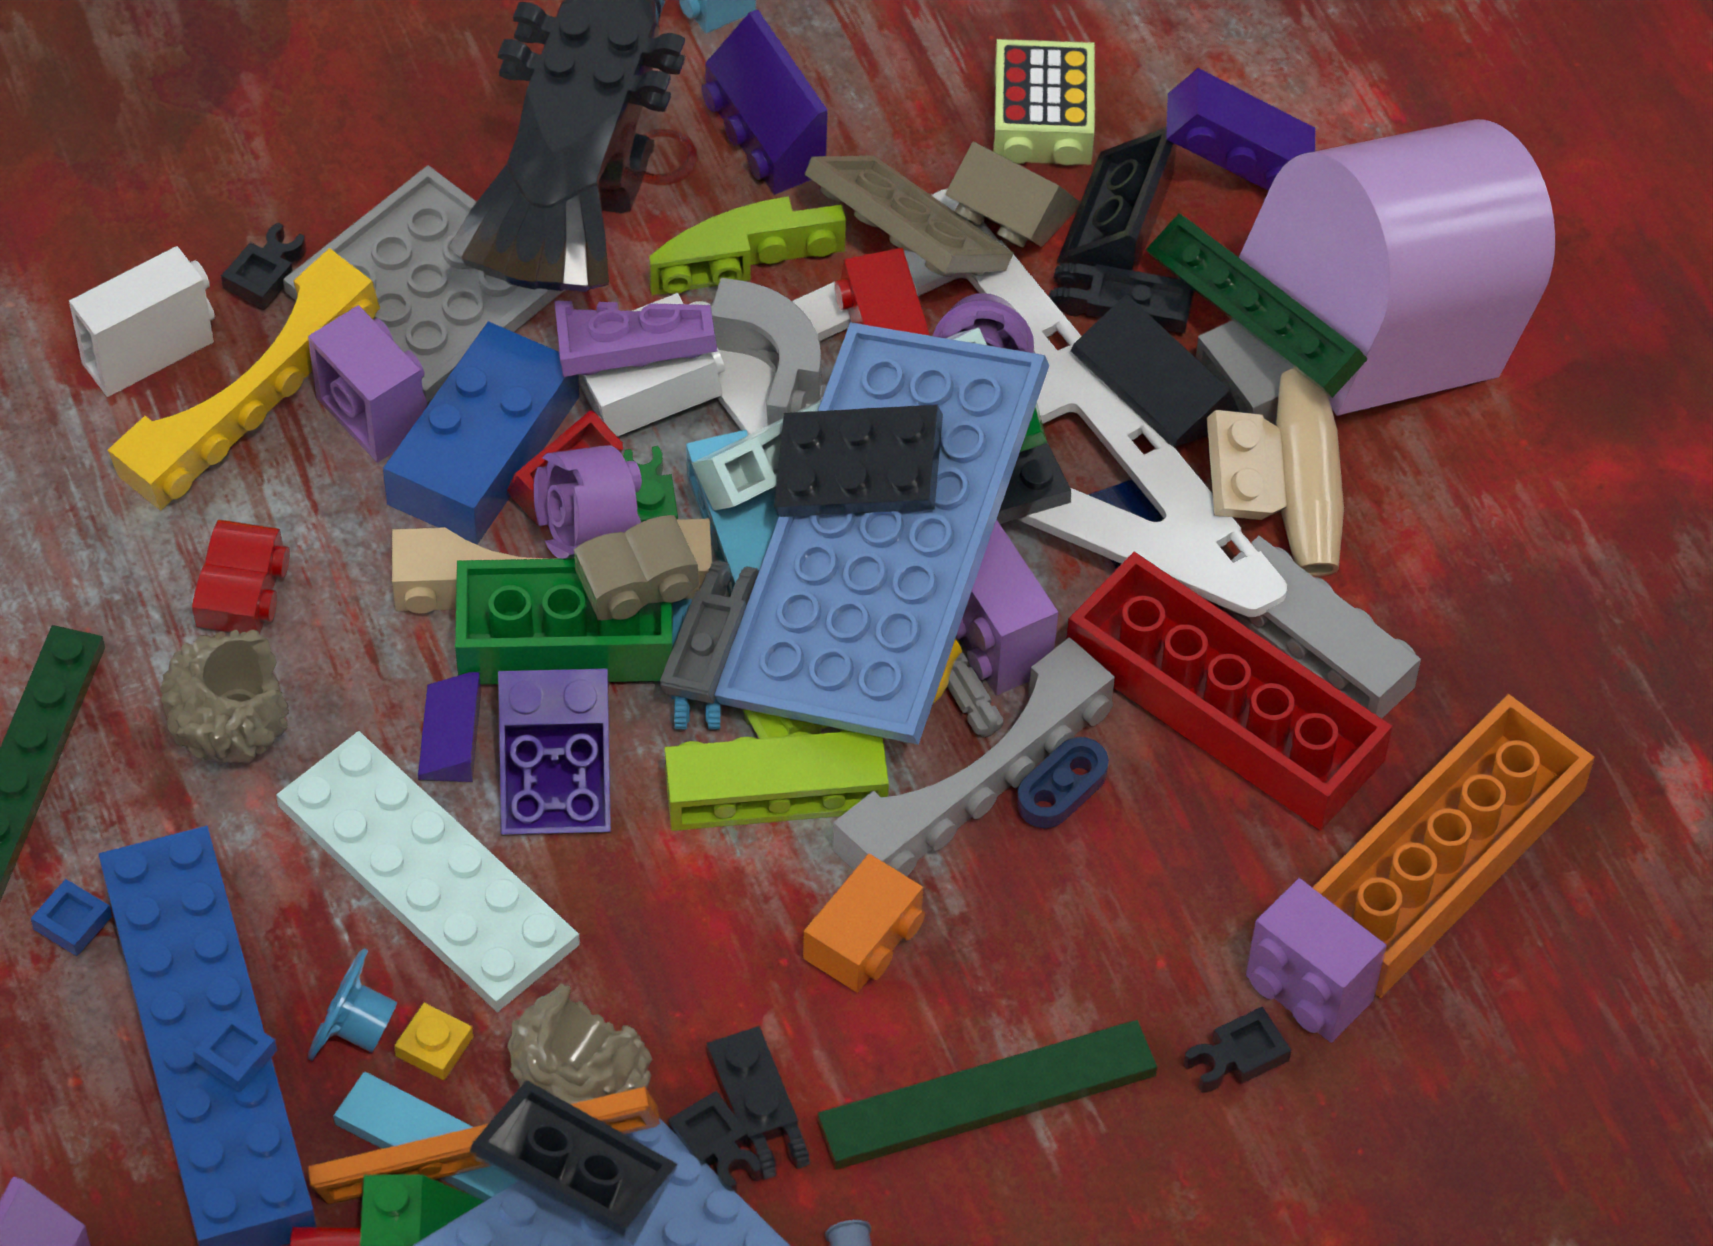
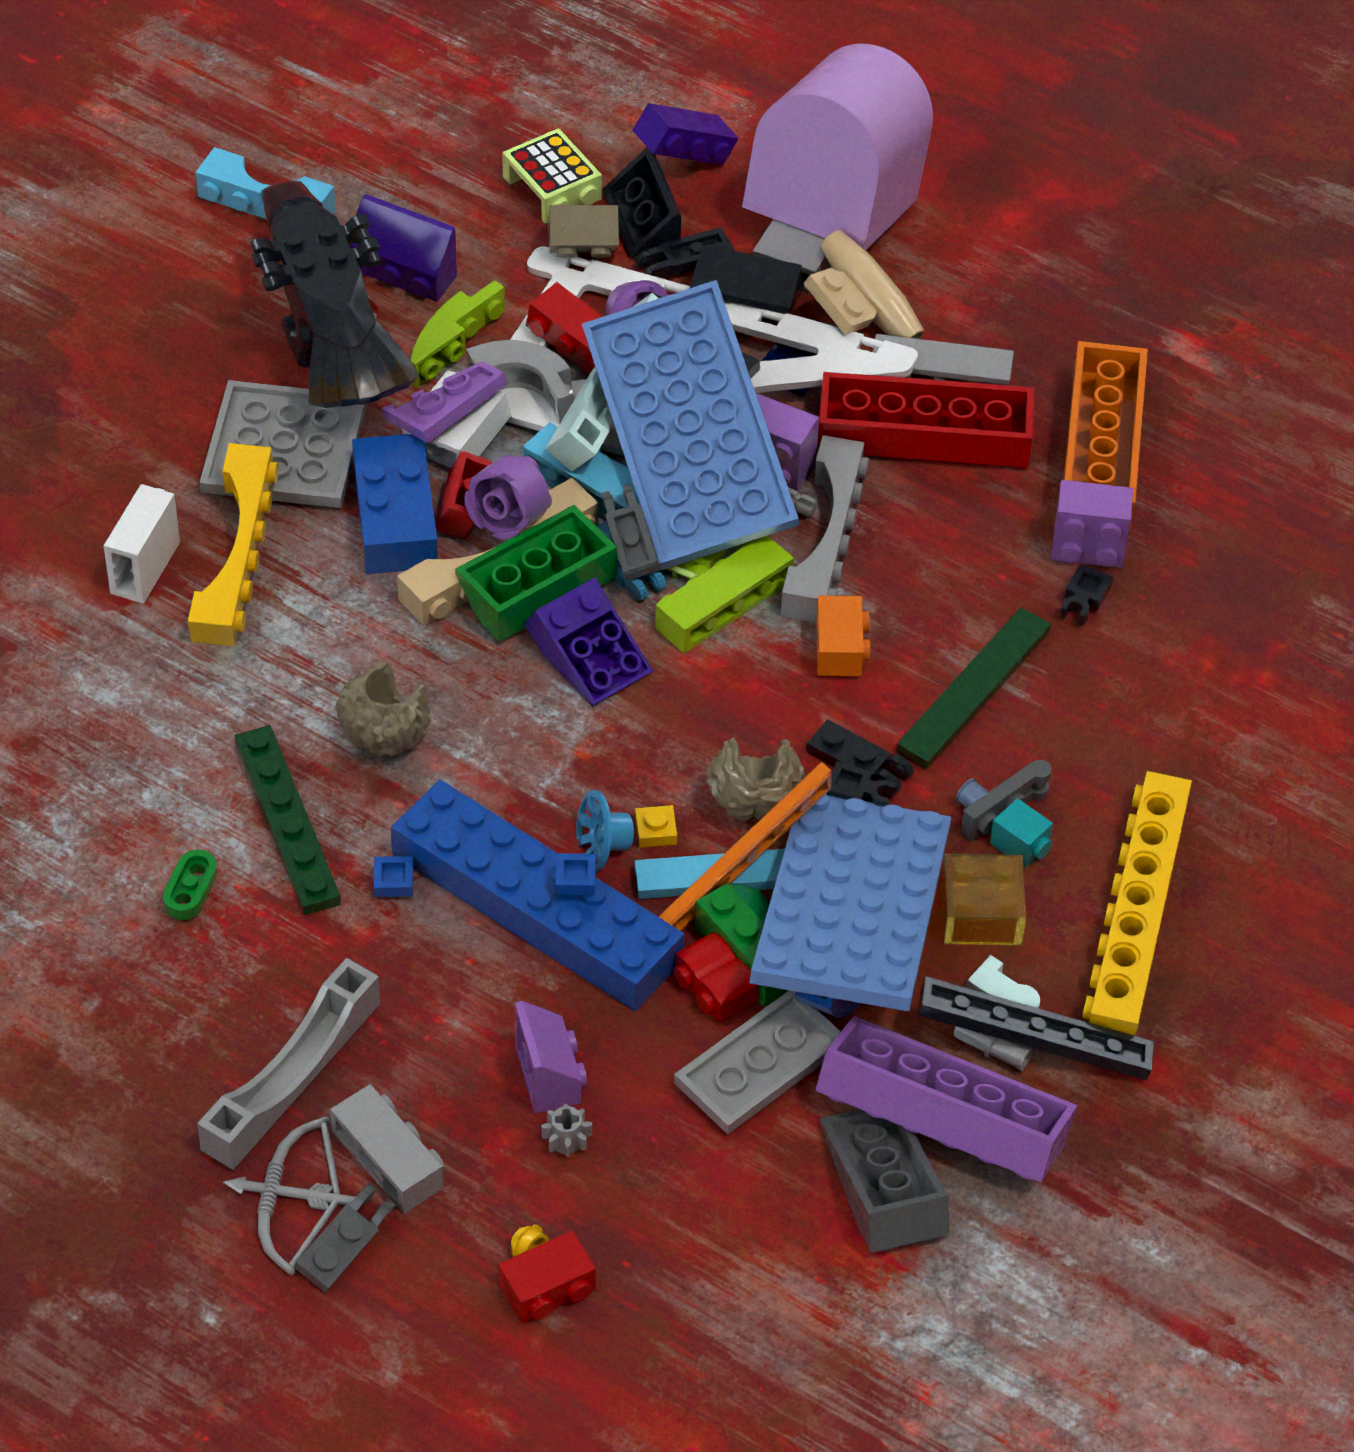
camera: 35 degrees left, 5 degrees down
(240, 577) = (323, 651): red brick -> none
(260, 271) = (180, 481): black plate -> none
(367, 381) = (309, 508): medium lavender brick -> none
(428, 871) = (570, 744): light aqua plate -> none
(450, 729) = (517, 665): dark purple slope -> none
(575, 1160) = (818, 822): black slope -> none
(636, 568) = (568, 515): dark tan brick -> none
(858, 461) = (650, 392): black plate -> none
(908, 215) = (546, 266): dark tan plate -> none
(1059, 785) = (876, 513): dark blue plate -> none
(1257, 305) = (778, 213): dark green plate -> none

